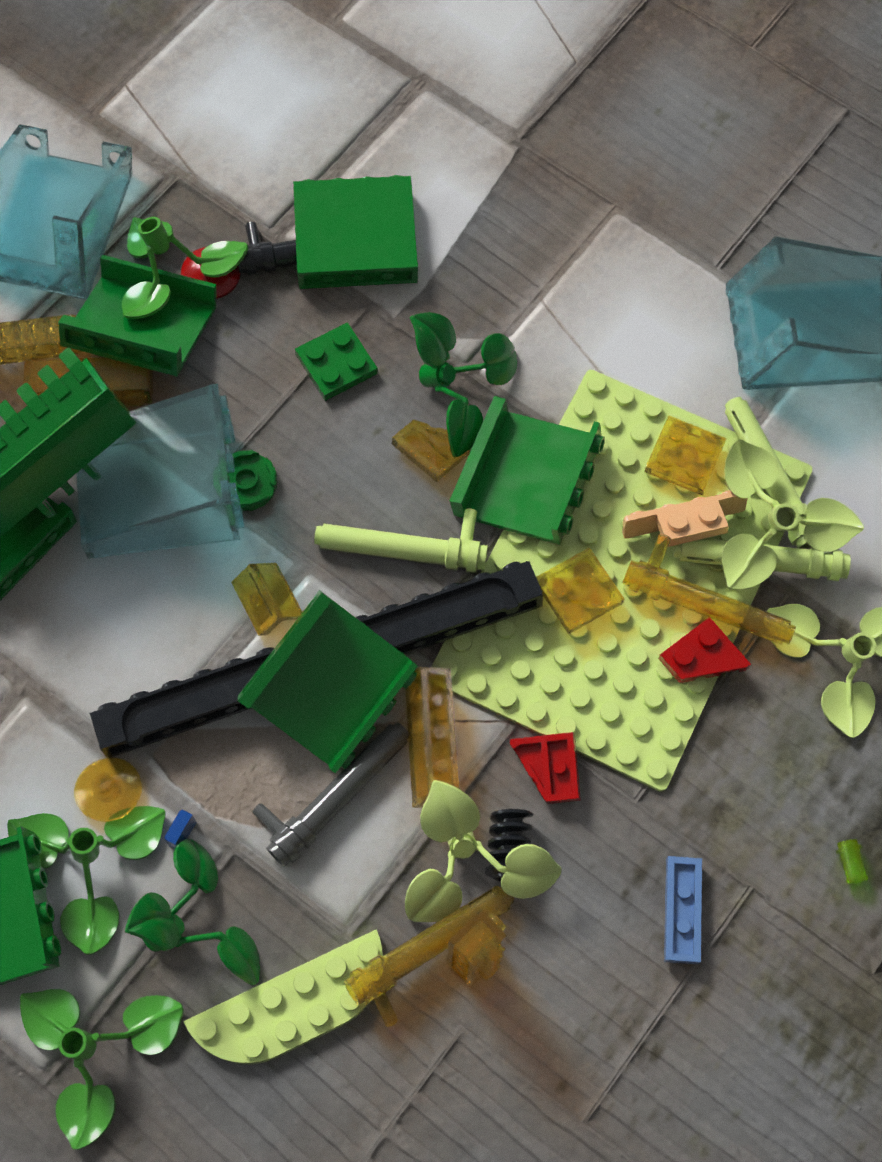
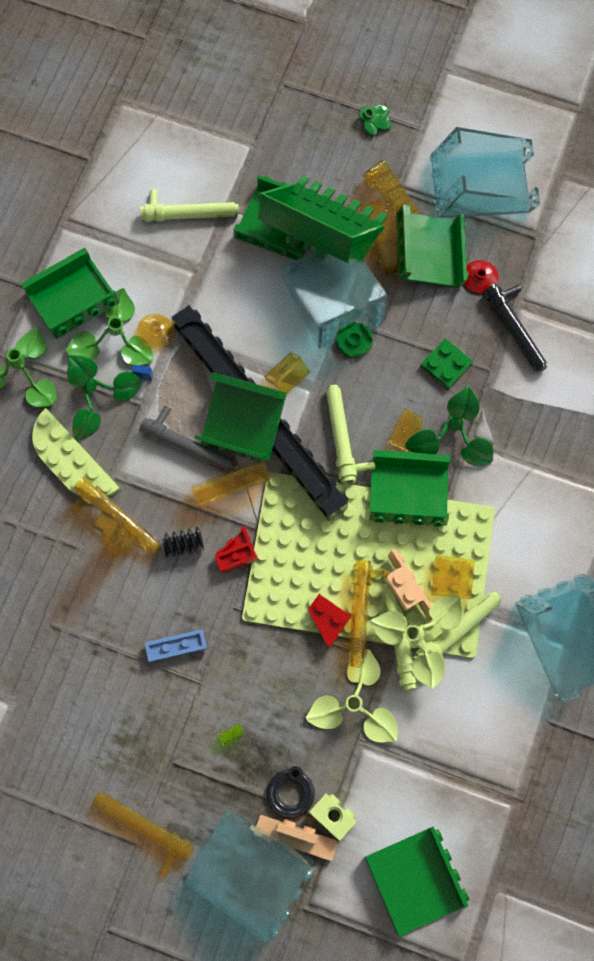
camera: 75 degrees right, 5 degrees up
(153, 237) = (487, 235): bright green plant -> none
(355, 232) = (535, 344): green panel -> none
(451, 818) = (177, 495): yellowish green plant -> none
(579, 590) = (343, 537): clear yellow plate -> none

